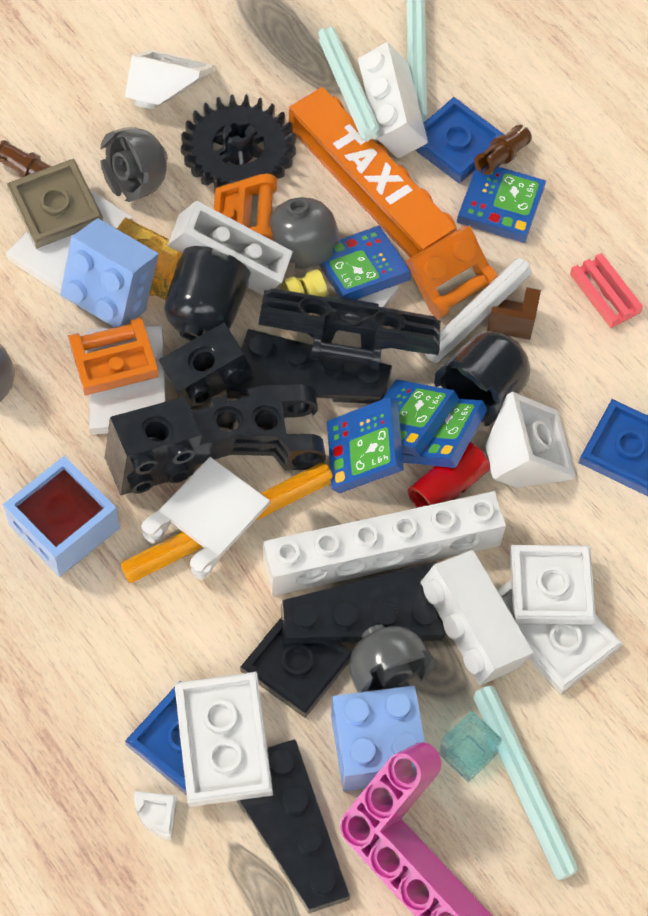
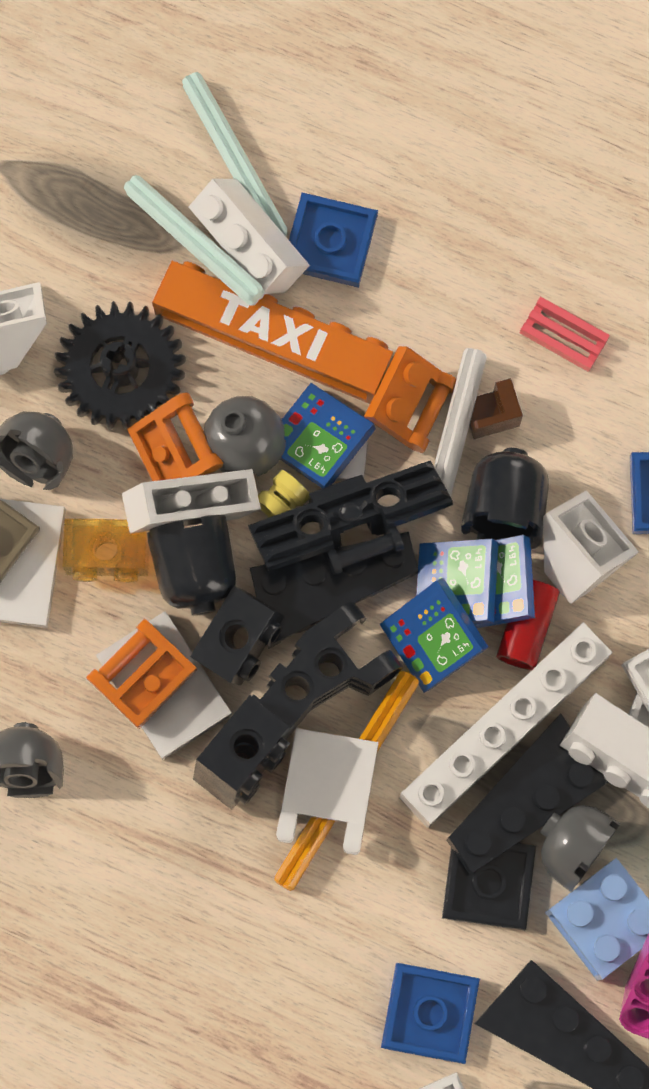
camera: 25 degrees left, 15 degrees up
(61, 516) = (195, 867): piece -> none
(108, 273) = (88, 592): light blue piece -> none
(223, 739) = (470, 999): white tile -> none
(502, 203) = (412, 288): blue tile -> none
(503, 149) = (385, 231): reddish brown pin -> none

